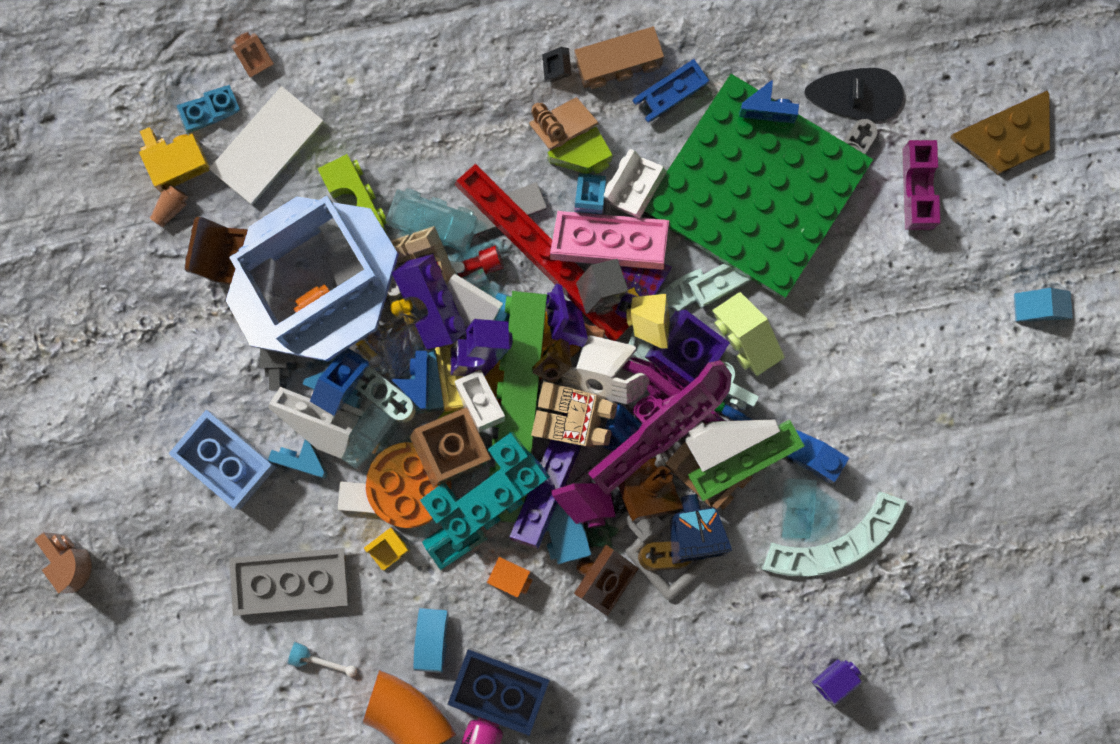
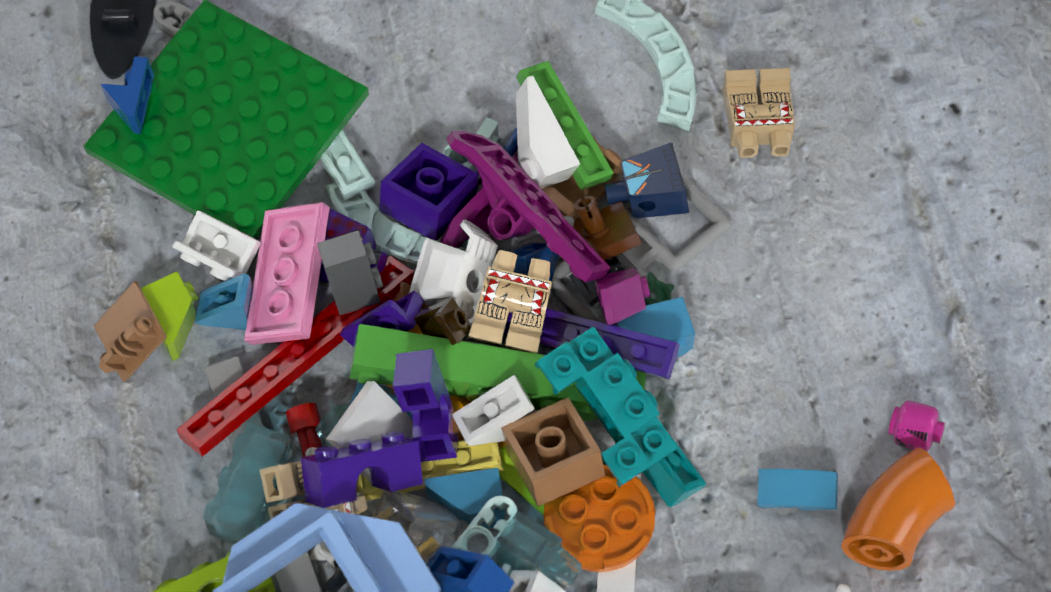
camera: 90 degrees left, 20 degrees down
(387, 548) = (680, 544): yellow panel -> none
(417, 388) = (472, 487): blue slope -> none
(498, 691) = (856, 403): dark blue brick -> none
(510, 577) = (713, 396): orange brick -> none
(556, 64) = (49, 342): black plate -> none
(604, 579) = (710, 284): reddish brown tile -> none
(619, 58) = (50, 270): medium nougat brick -> none
(650, 319) = (393, 216): light yellow slope -> none
(664, 563) = (684, 222): pearl gold beam -> none
(673, 89) = (96, 211): blue hinge -> none
(748, 333) = (404, 124): yellowish green brick -> none
(765, 634) = (759, 112): none -> tan hips
(798, 508) = (616, 86): clear light blue slope -> none
(819, 458) = (565, 53): blue slope -> none
(837, 681) = (817, 44): dark purple brick -> none

